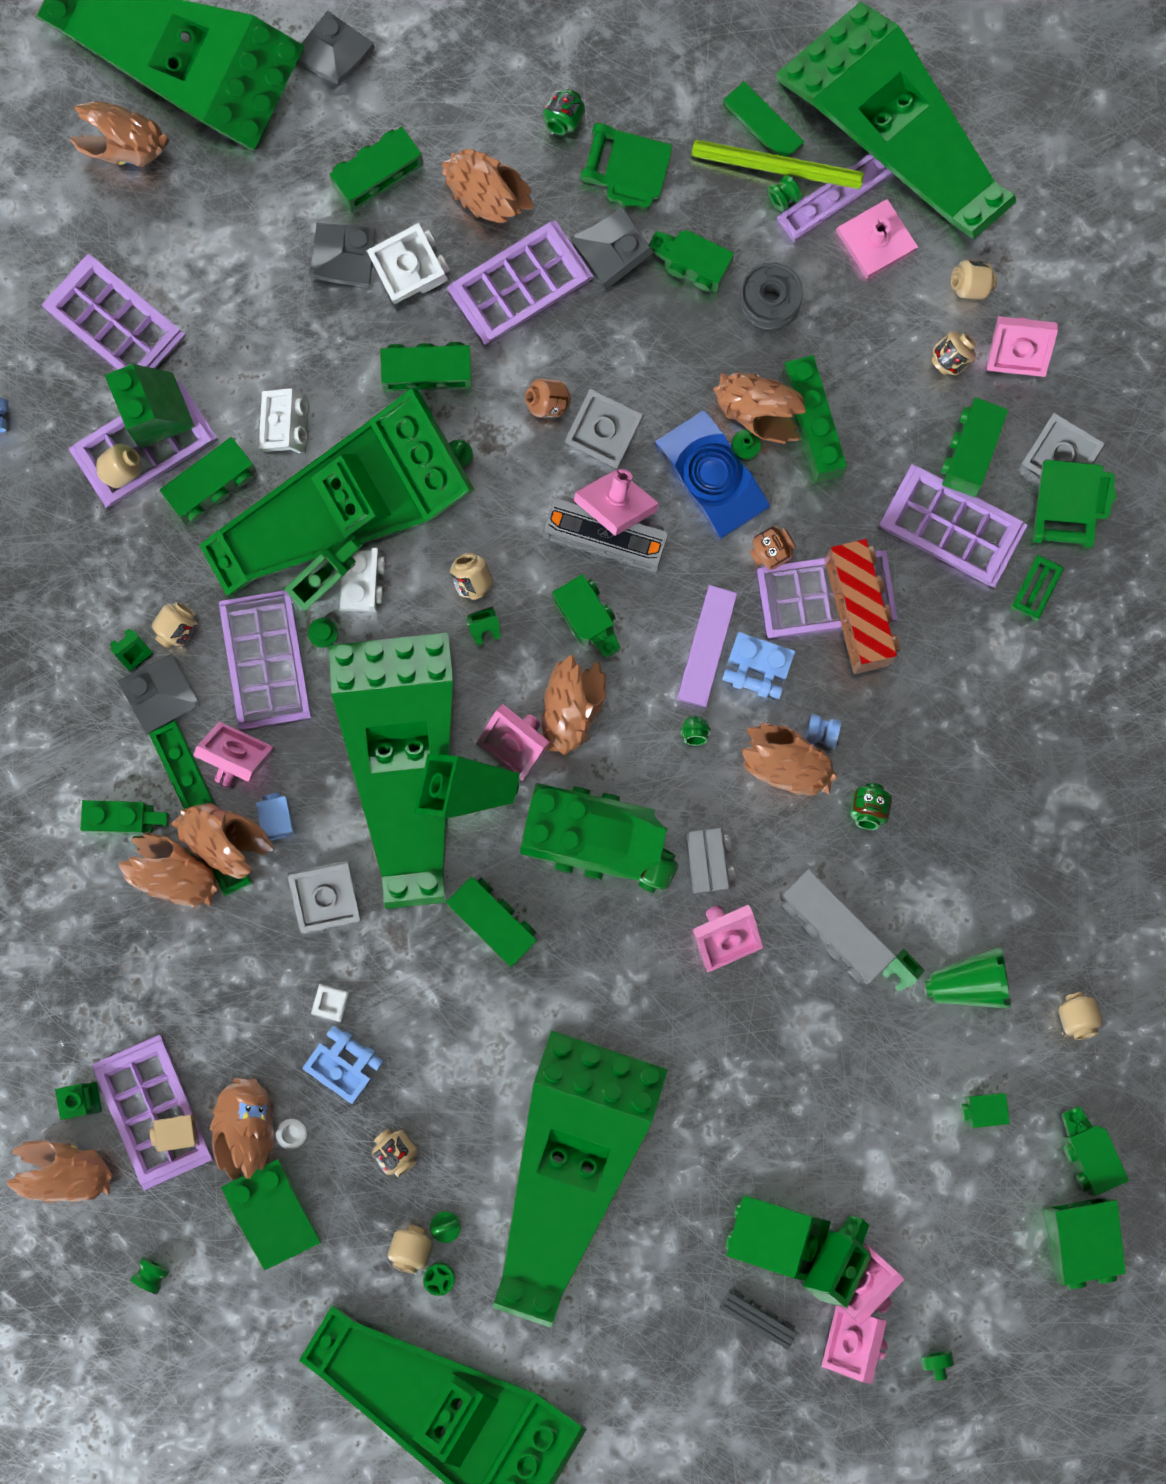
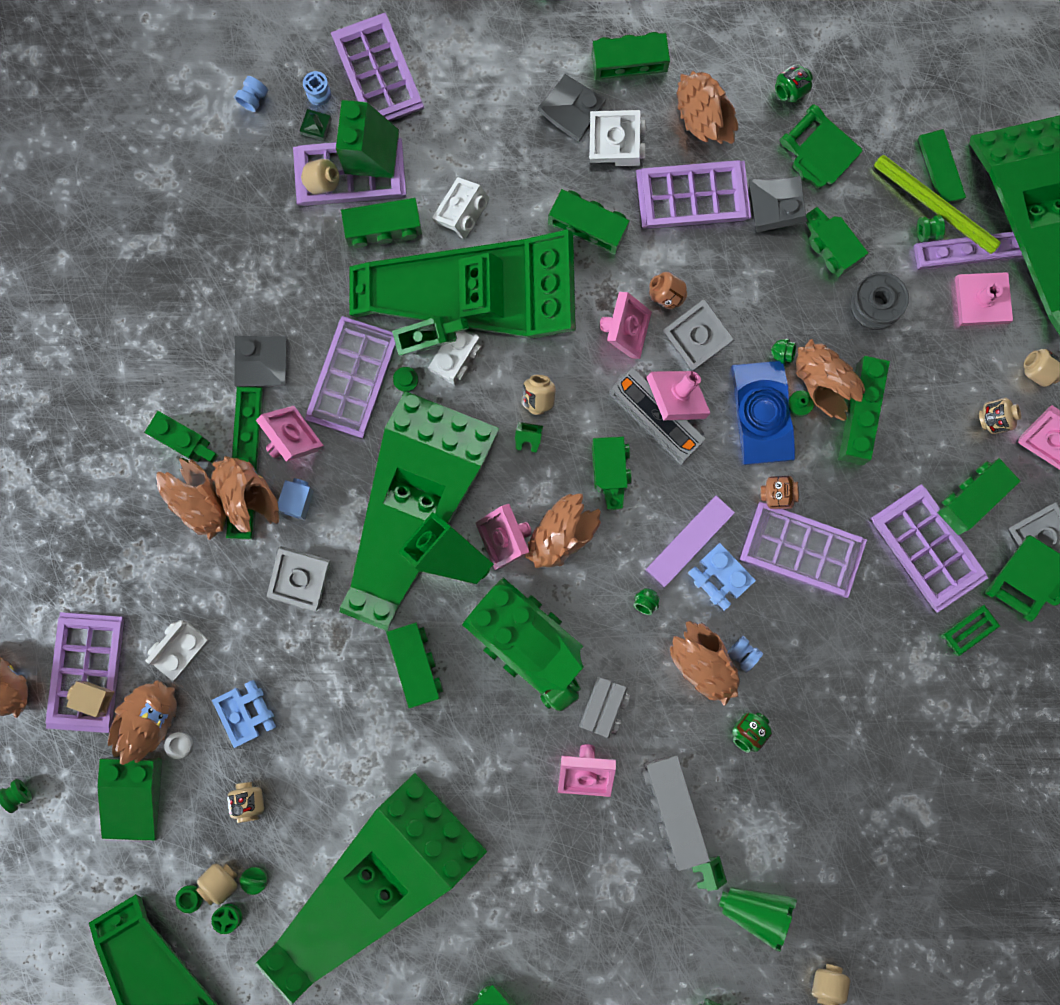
camera: 30 degrees right, 0 degrees up
(65, 377) = (320, 92): none -> light blue wheel
(78, 1100) = (33, 634): green window -> none
(79, 412) = (315, 125): none -> dark green tile
(130, 650) = (256, 318): green tile -> none
(174, 625) = (299, 316): tan head -> none
(236, 1037) = (176, 649): none -> white bracket
(330, 1003) = (260, 661): white tile -> none
(389, 1282) = (188, 899): none -> green plate
(463, 452) = (582, 298): green tile -> none
(525, 456) = (628, 325): none -> bright pink tile
(700, 399) = (784, 351): none -> green plate
(861, 606) = (826, 573): nougat brick -> none

